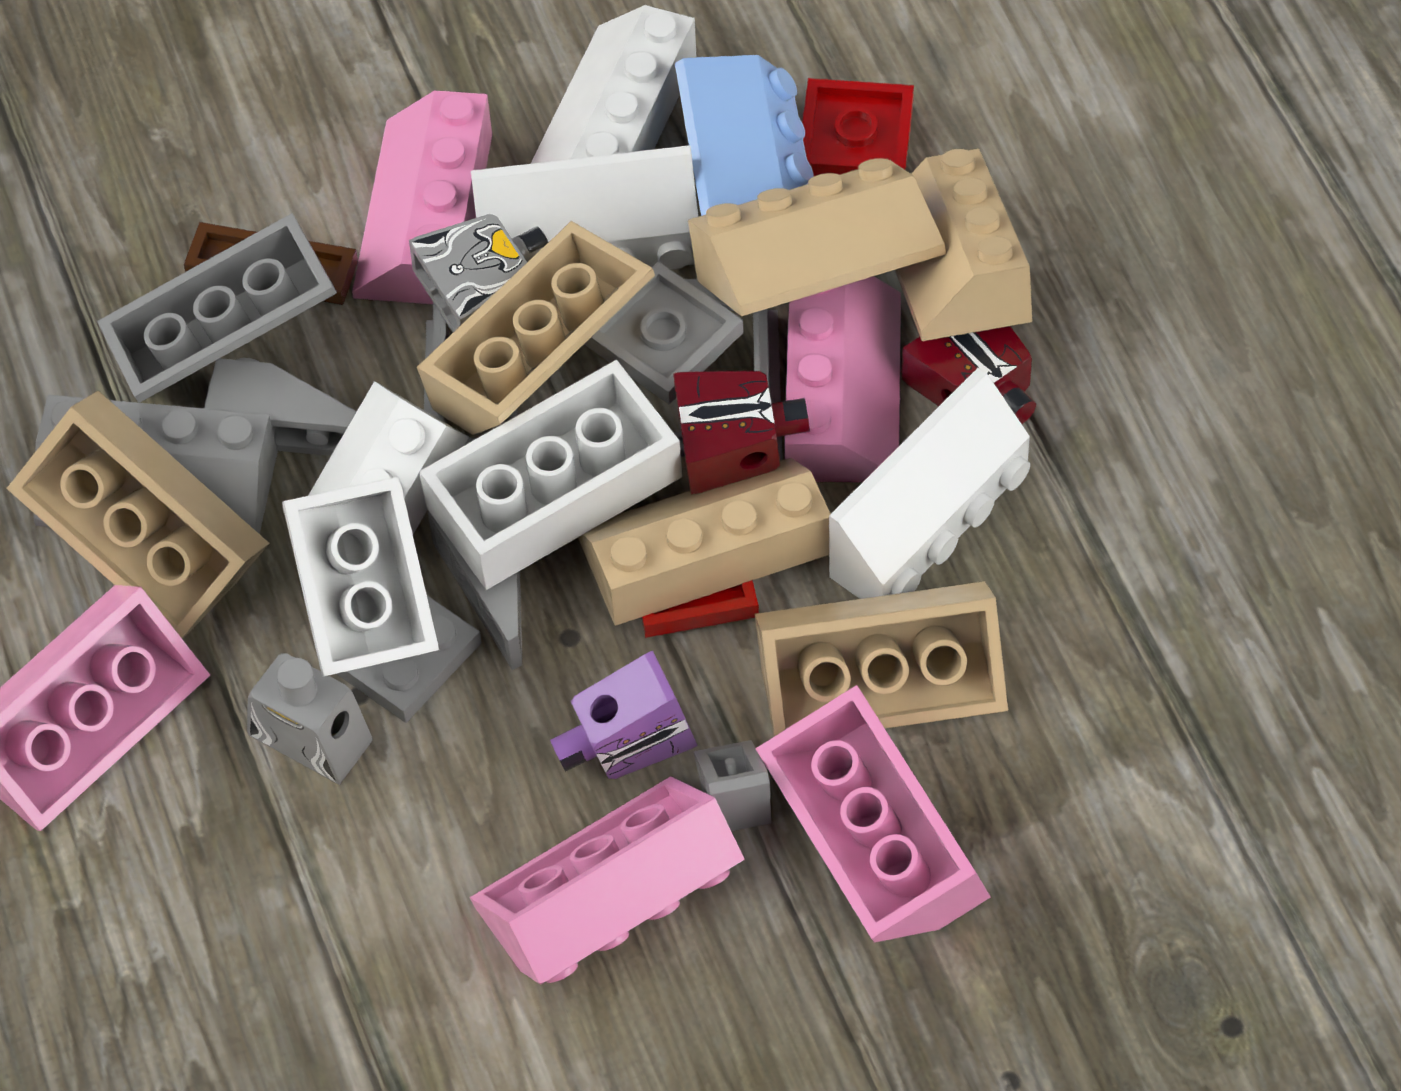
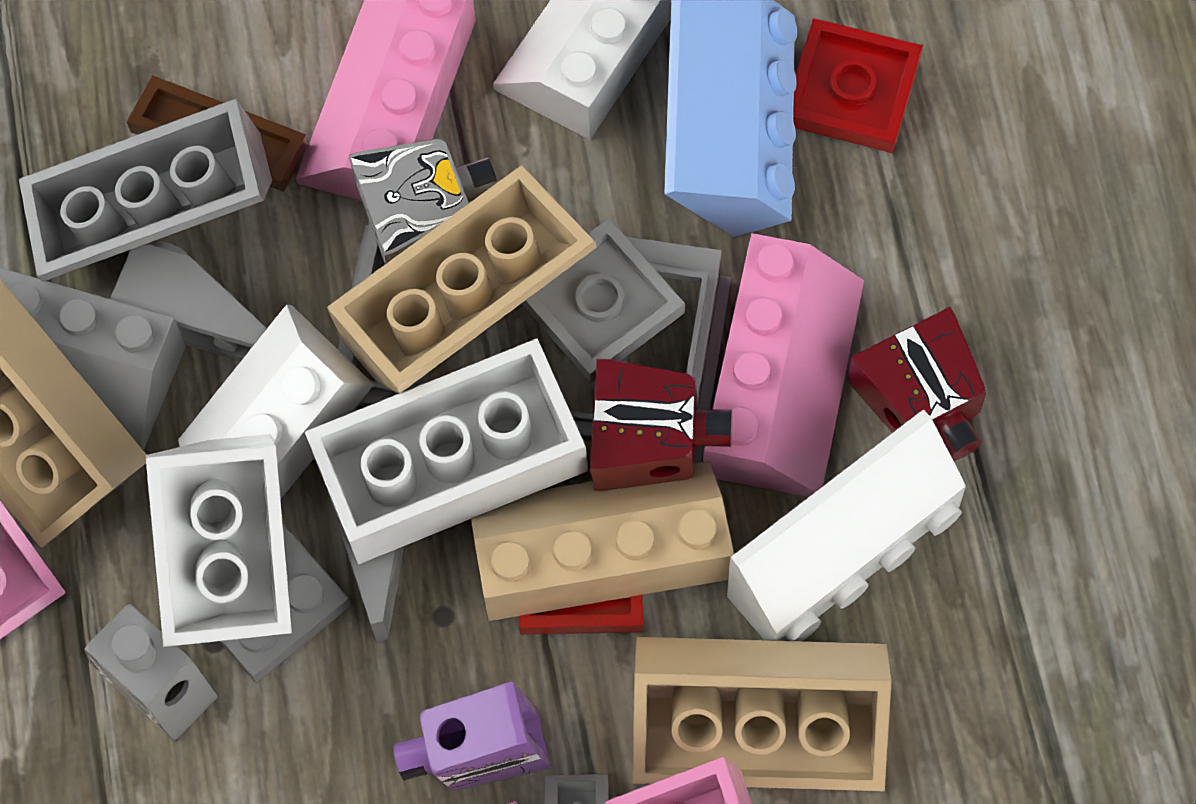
camera: 10 degrees right, 10 degrees up
(625, 198) = (573, 140): white slope -> none
(813, 237) = (778, 224): tan slope -> none
(984, 271) = (928, 253): tan slope -> none

